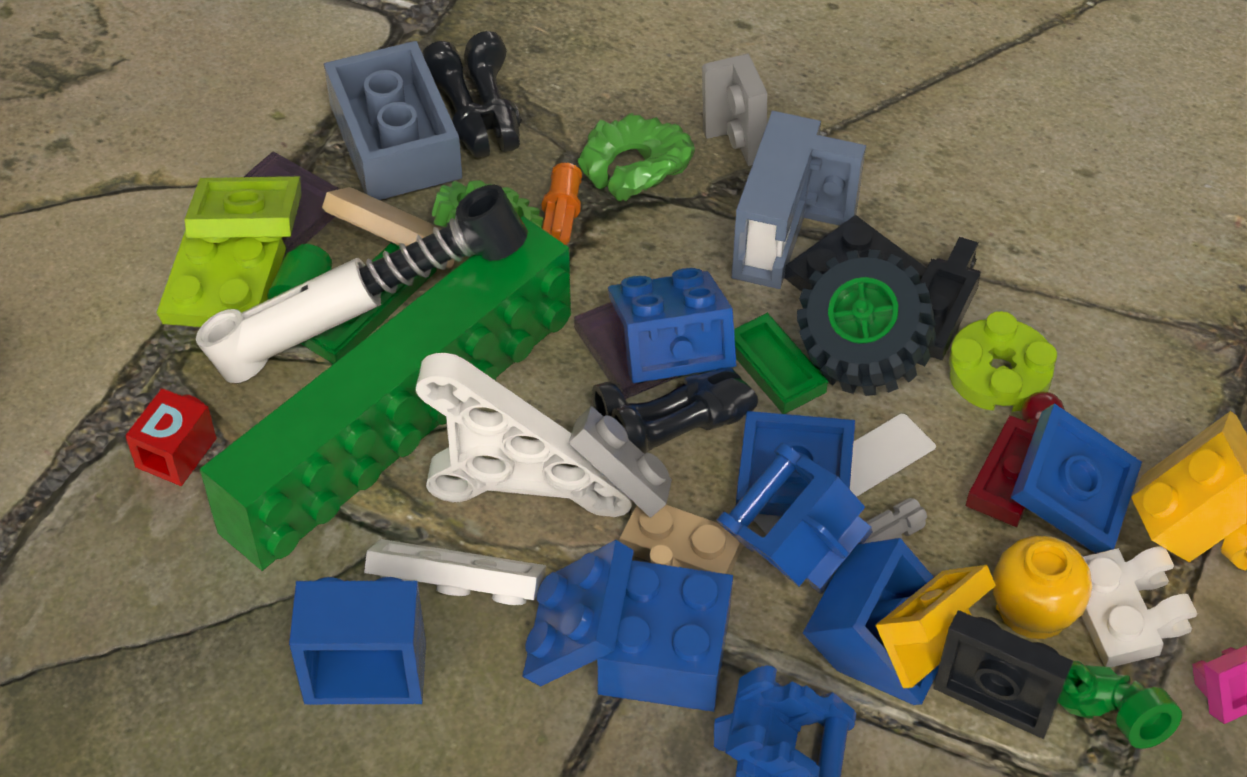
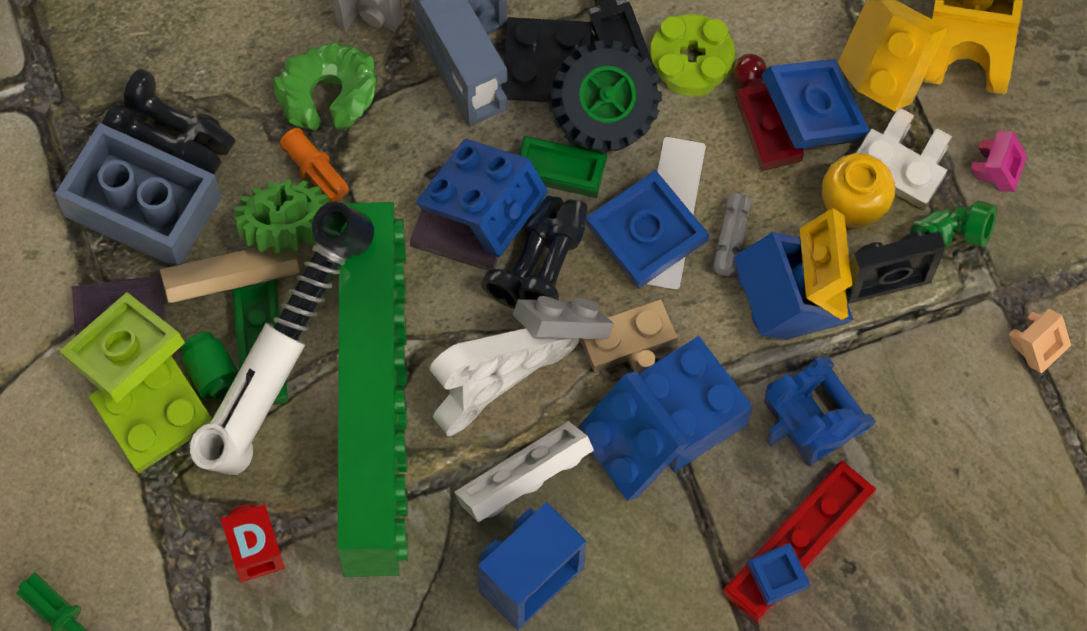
camera: 45 degrees left, 15 degrees up
(815, 529) = (714, 267): blue piece -> none

